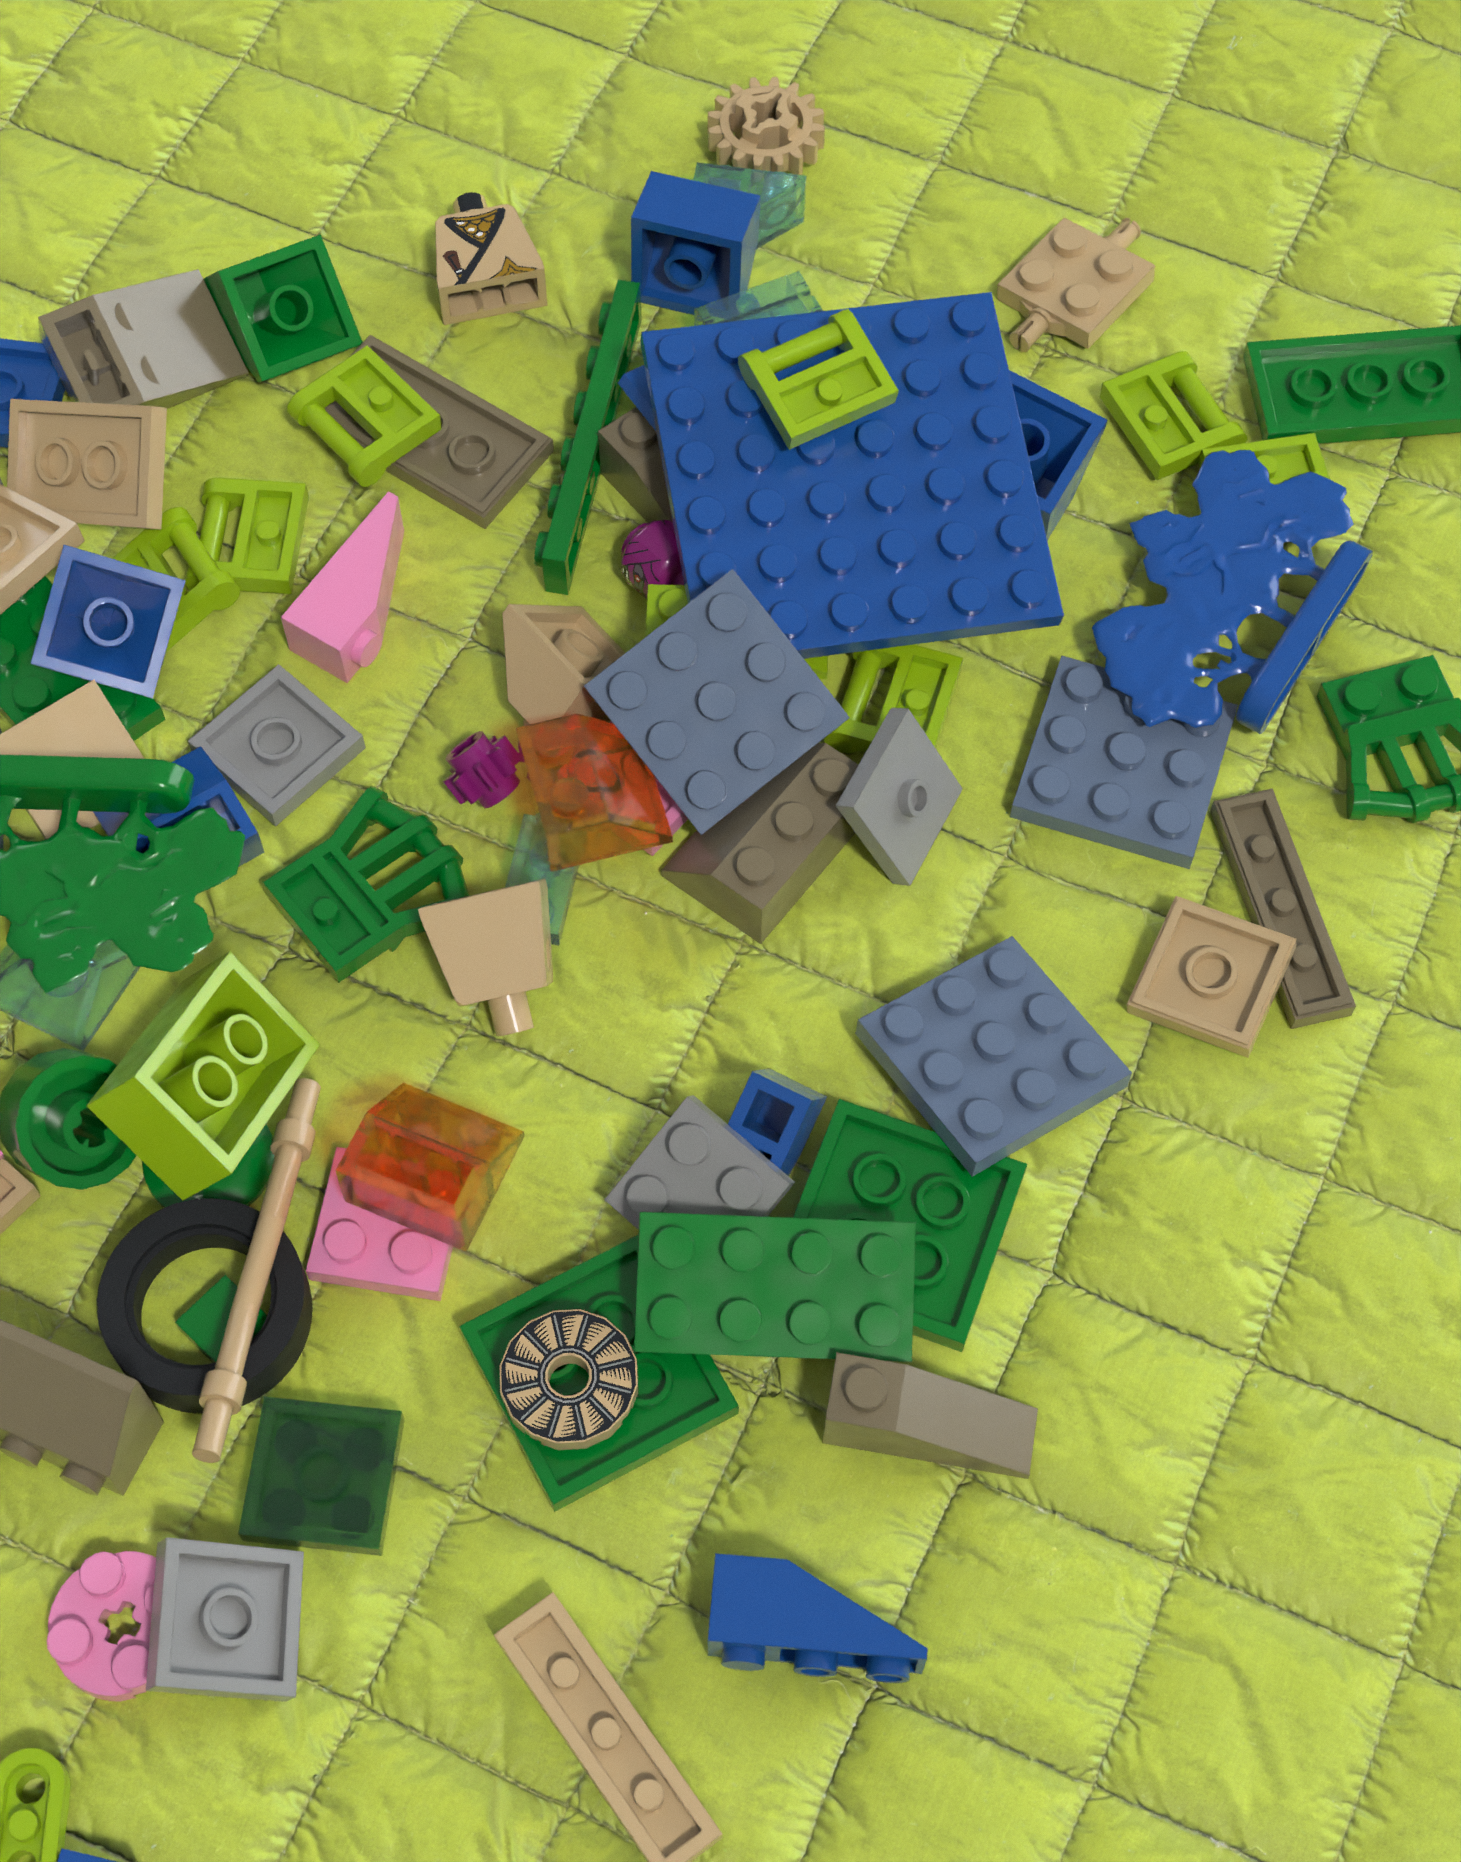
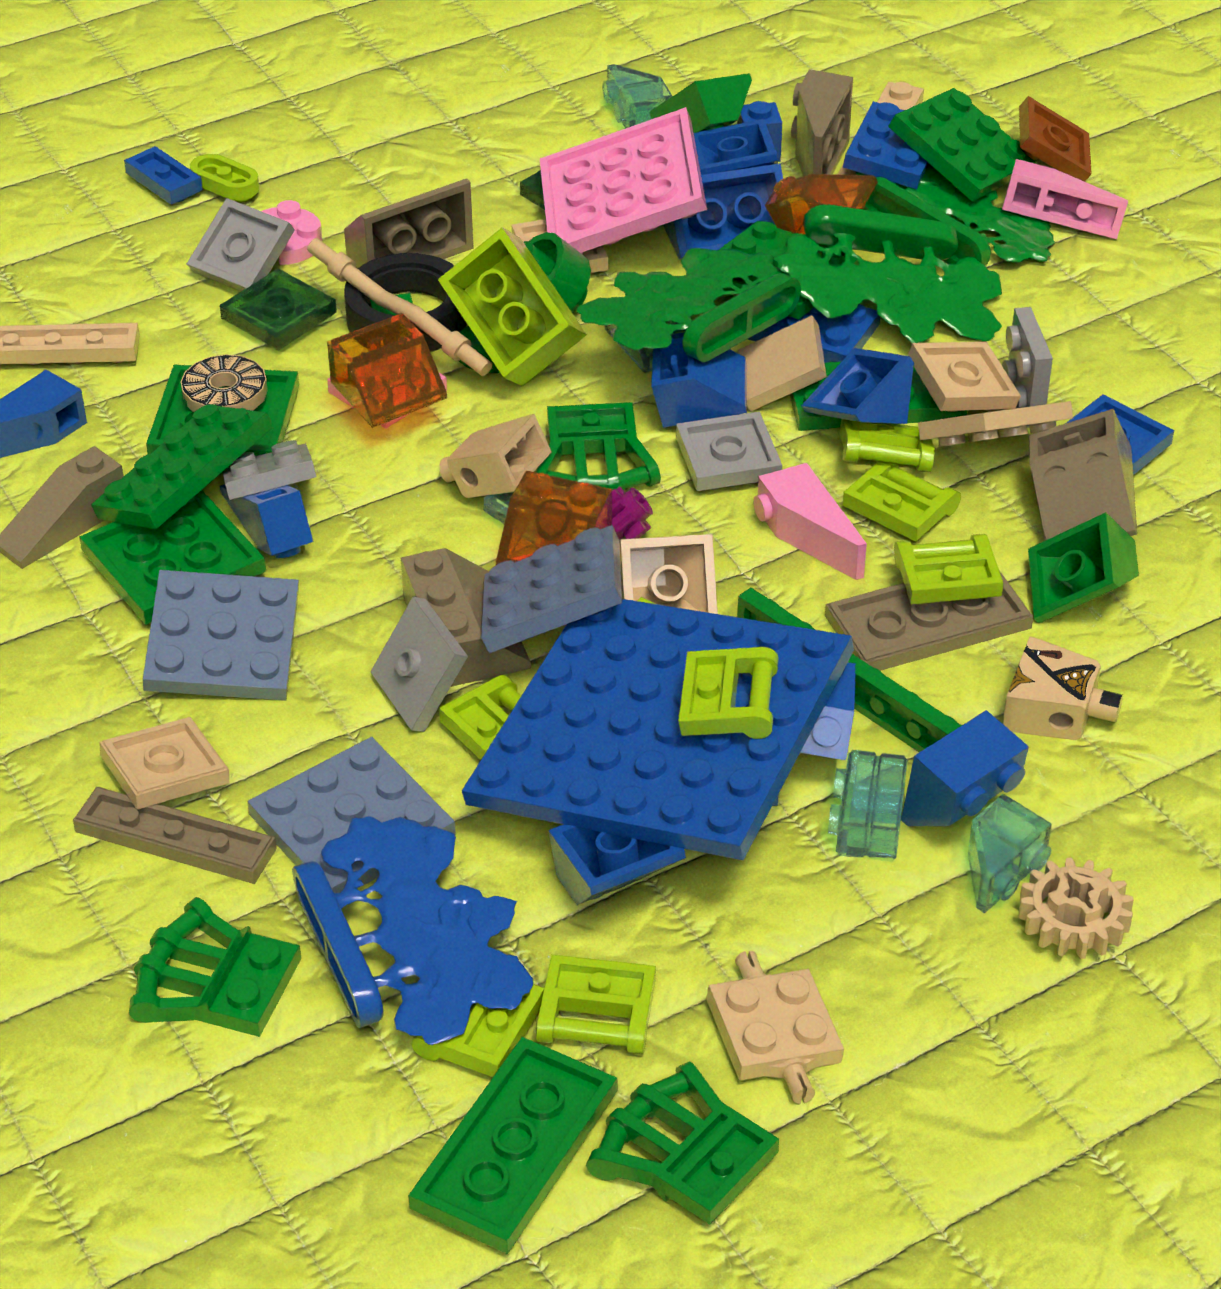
camera: 125 degrees right, 20 degrees down
(1261, 242) = (702, 1171): none -> green plate

